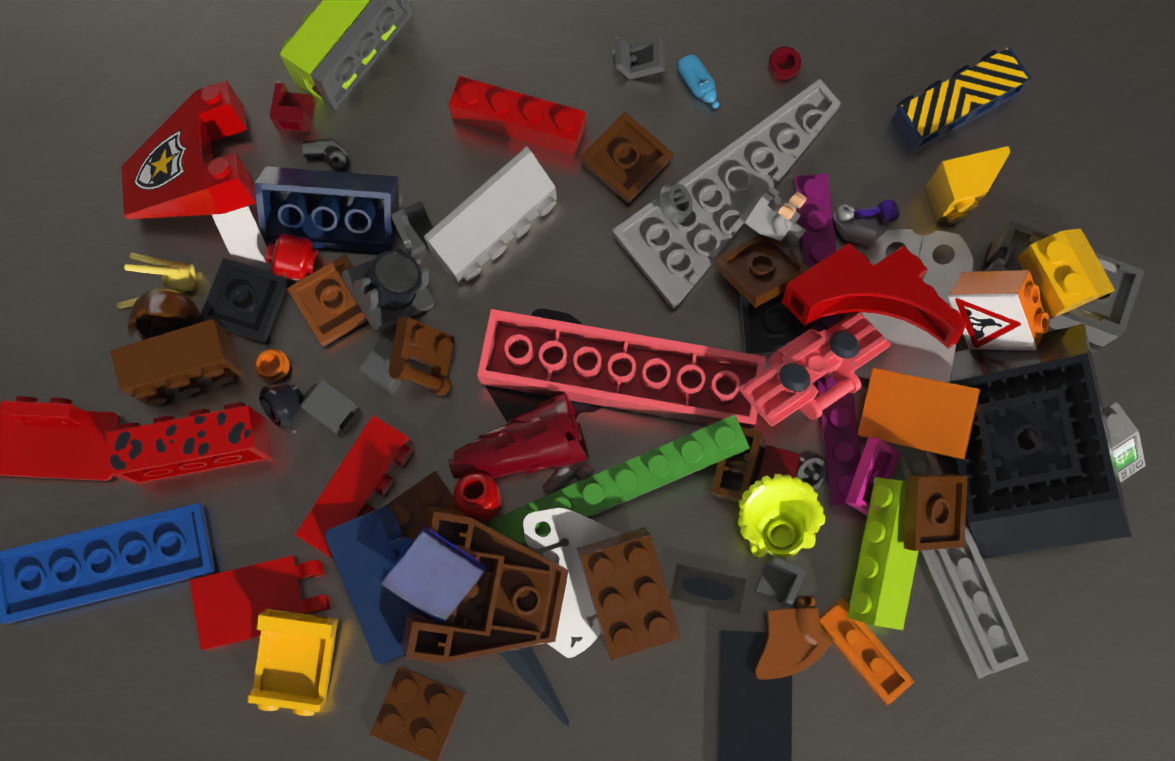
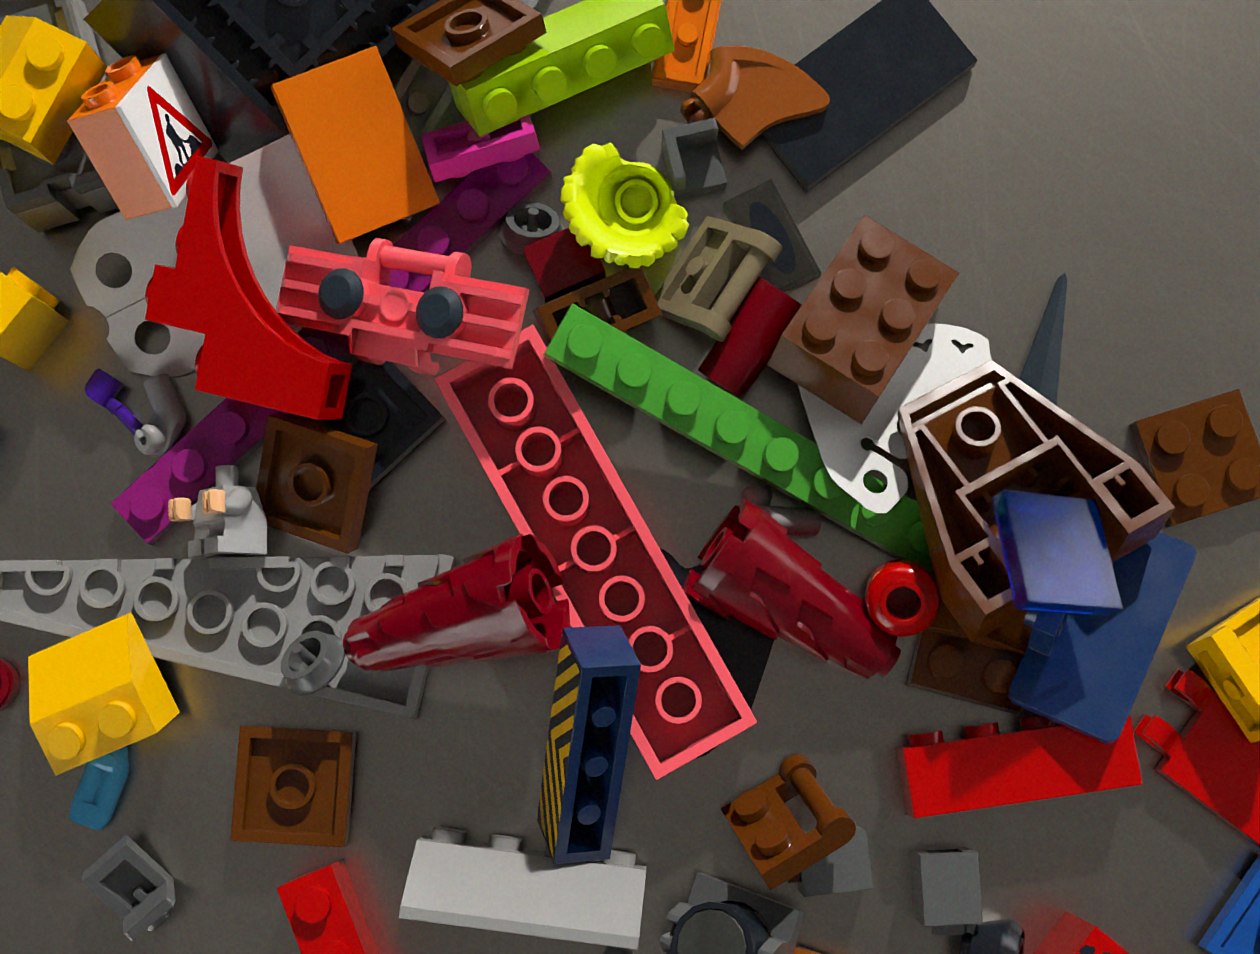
camera: 130 degrees left, 5 degrees up
(534, 289) = (587, 742): none -> dark blue brick
(634, 287) = (479, 611): none -> dark red cone
(666, 530) = (751, 342): none -> dark red pin
(717, 535) = (704, 270): none -> dark tan plate
(738, 101) = (96, 694): none -> yellow slope

